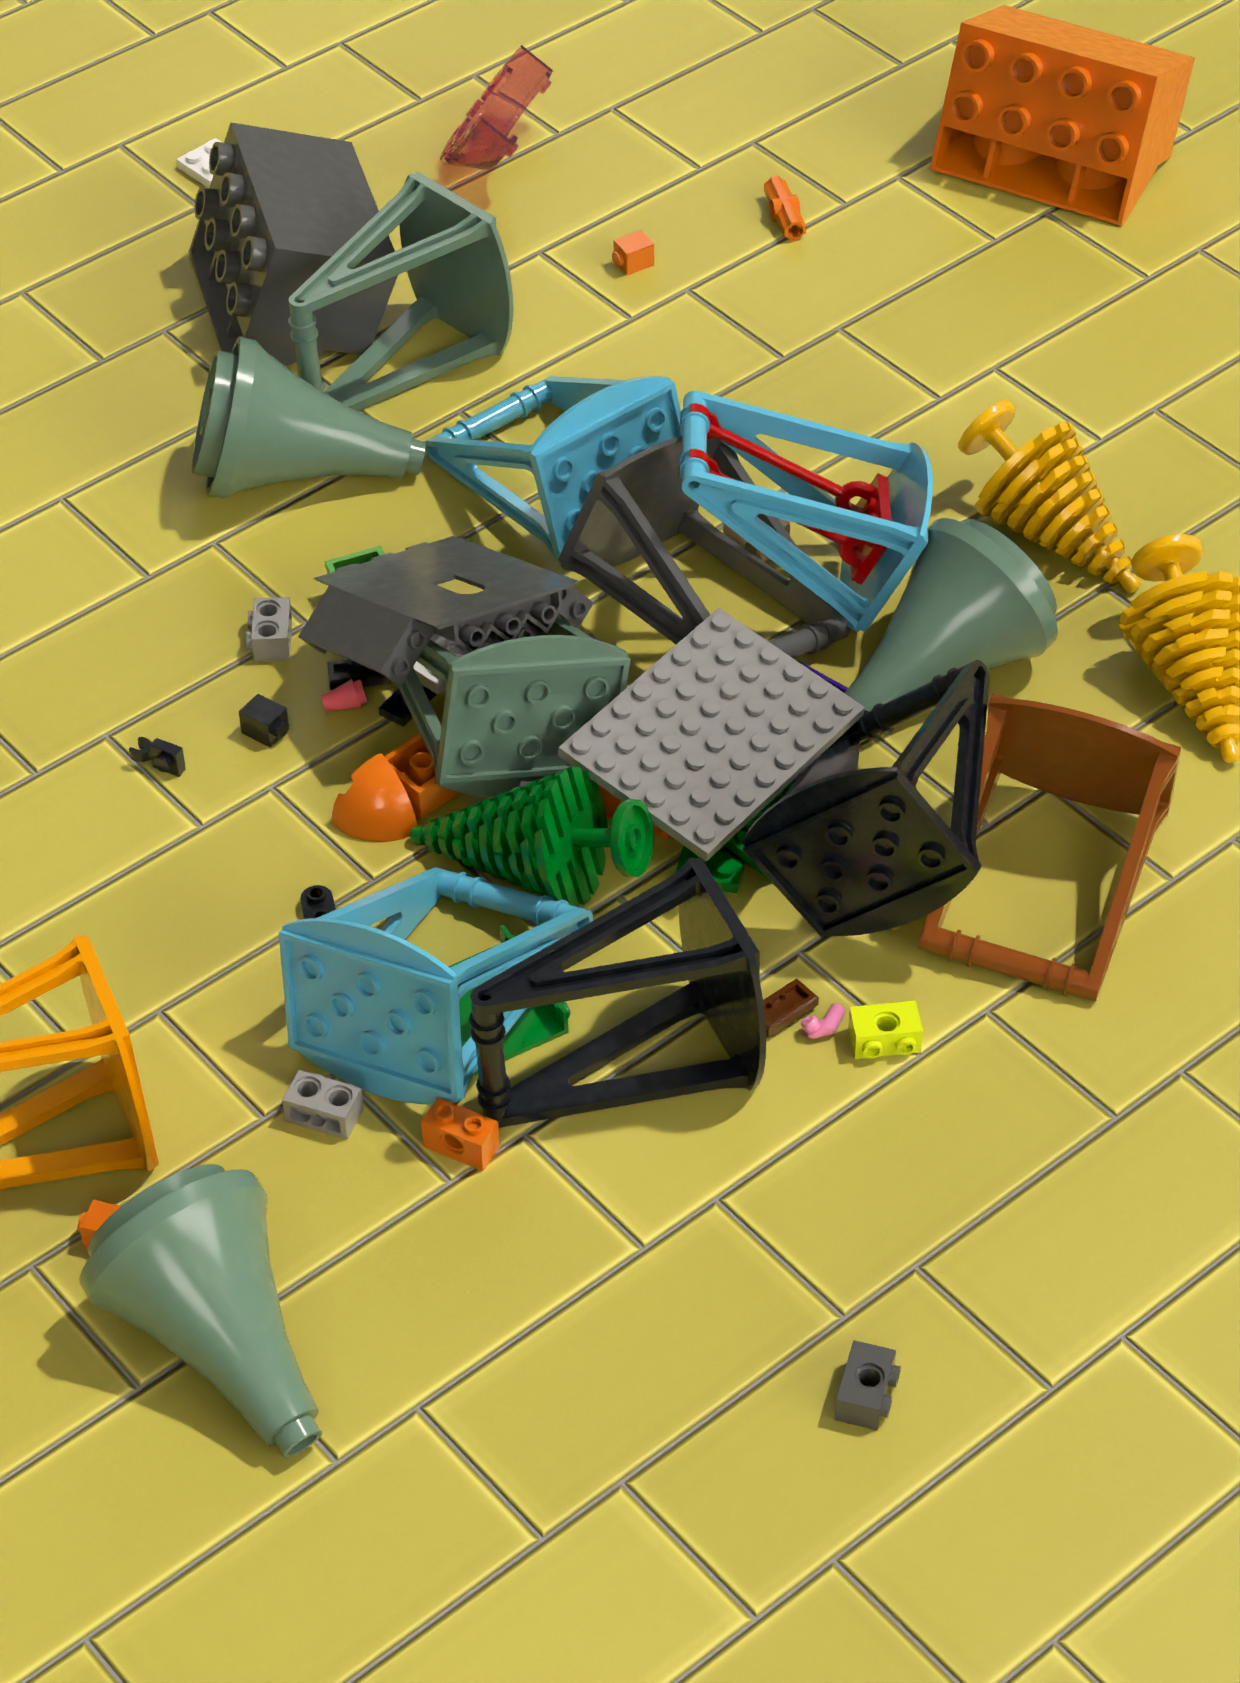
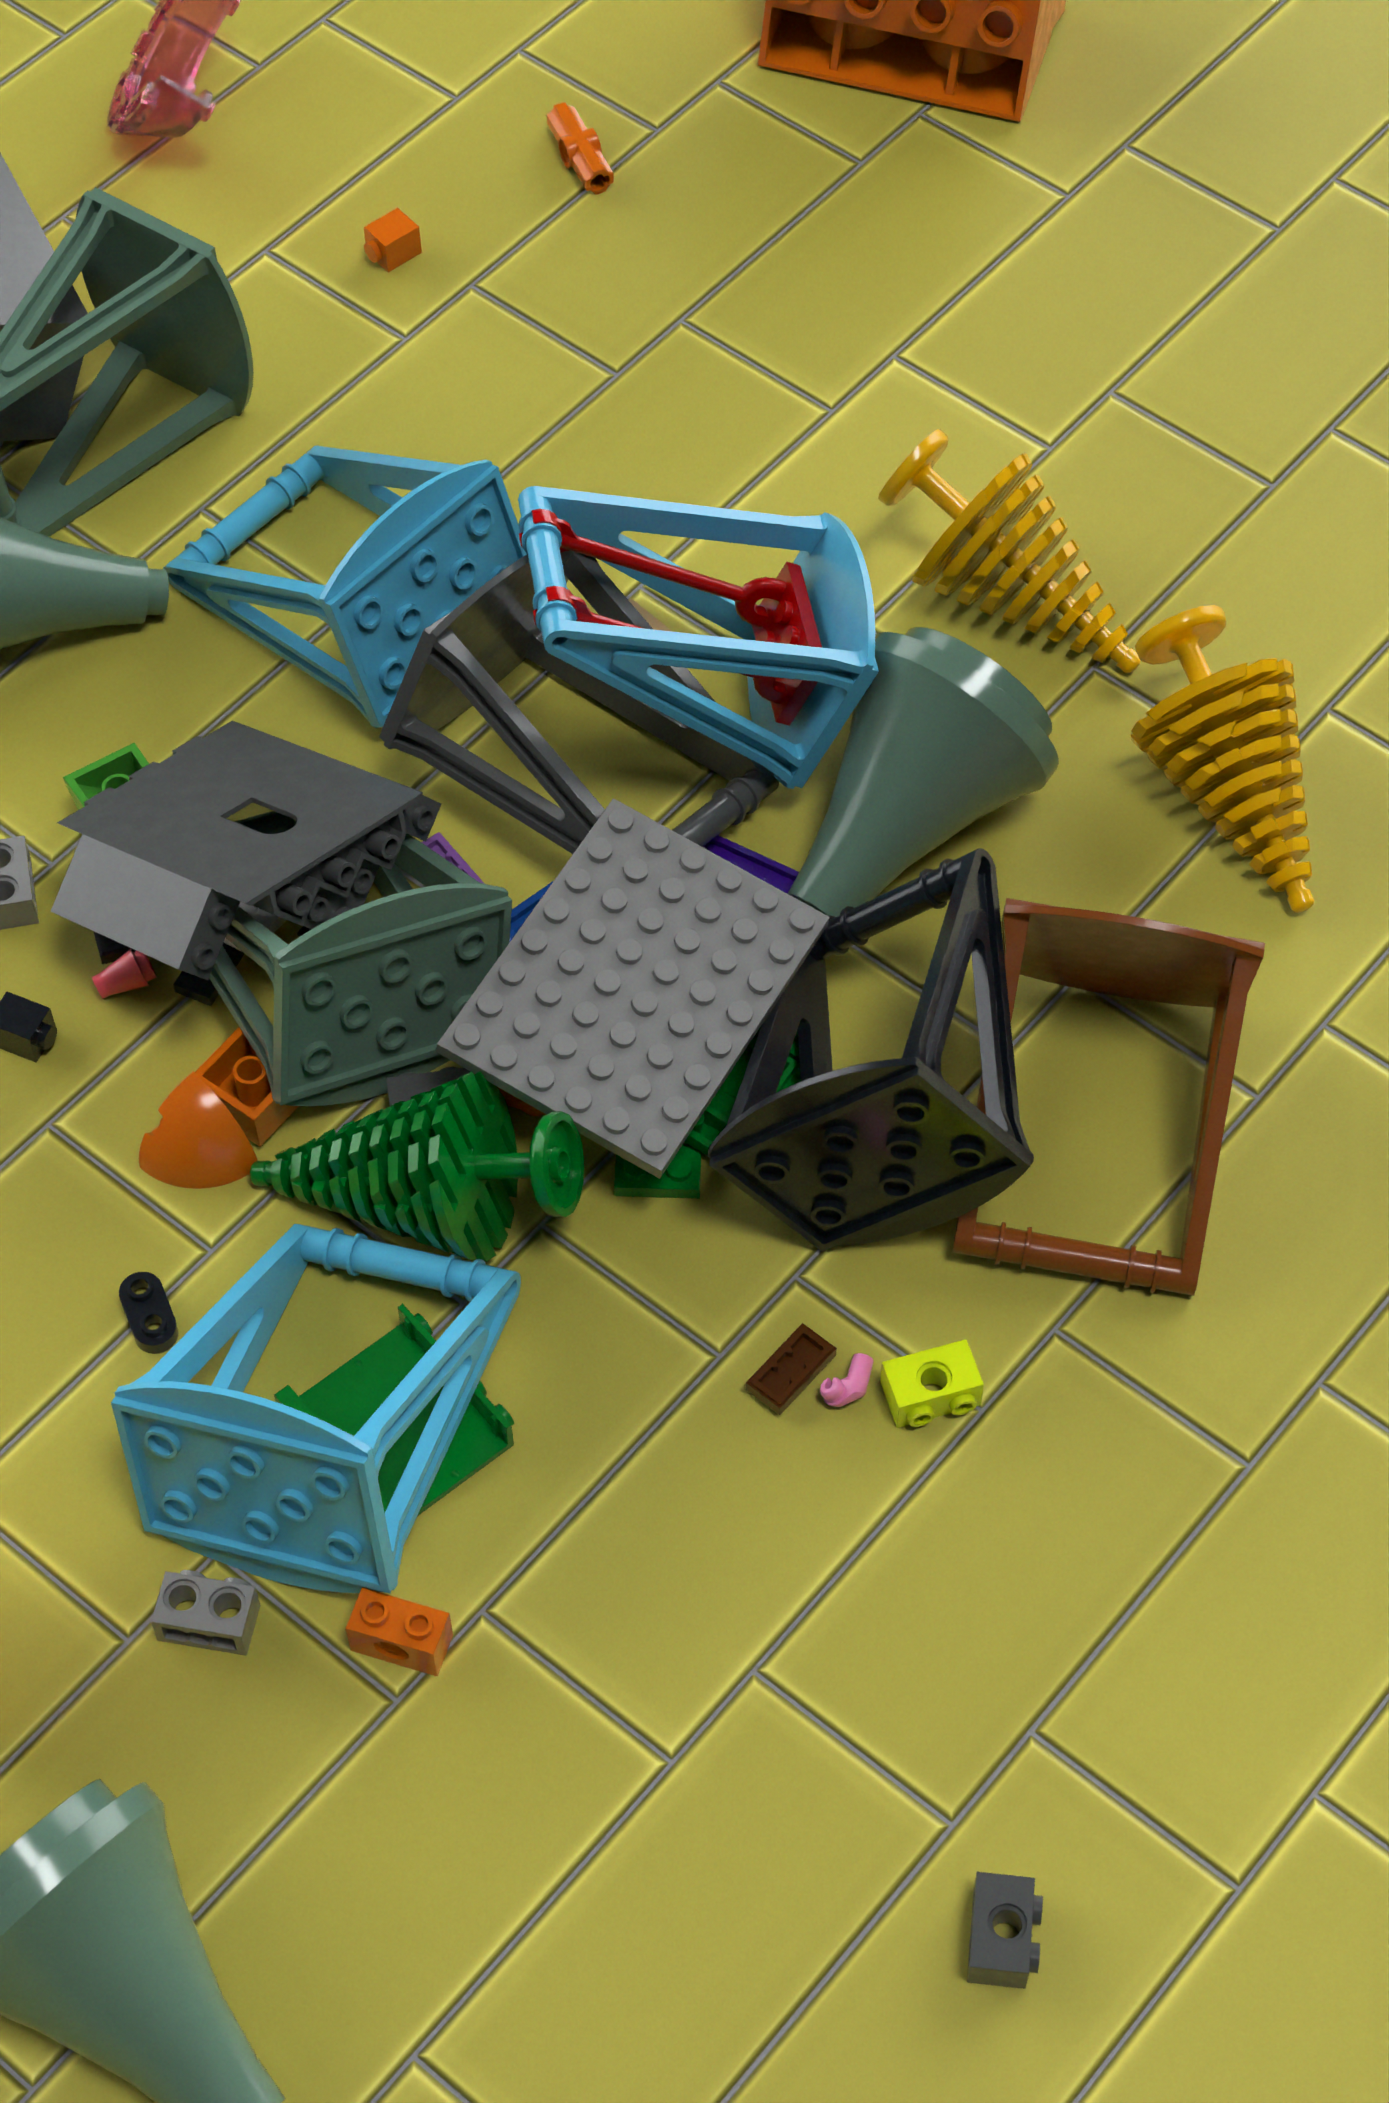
camera: 10 degrees left, 10 degrees up
(722, 985) = (705, 1361): black piece -> none

